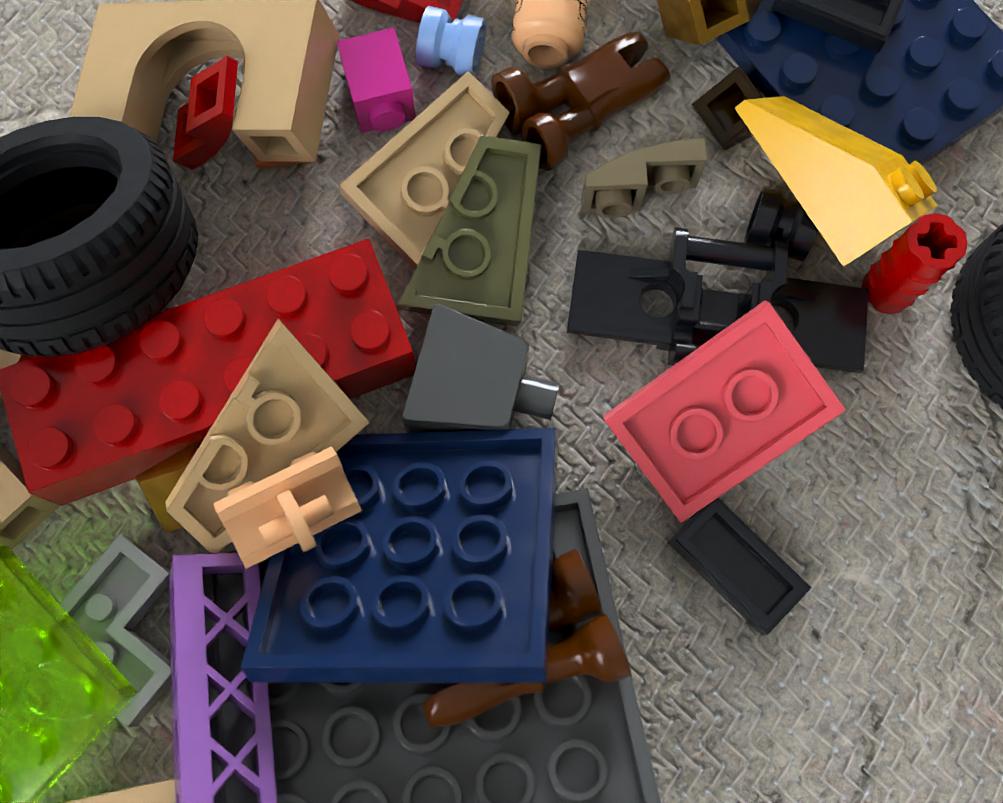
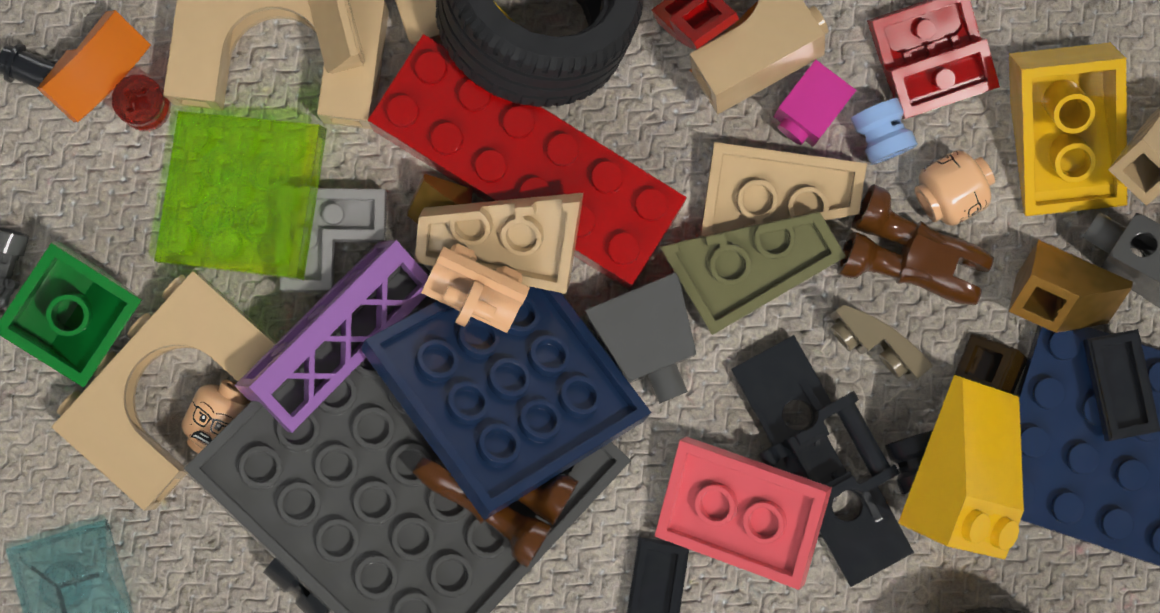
camera: 50 degrees right, 10 degrees up
(914, 263) = (956, 572): red axle -> none

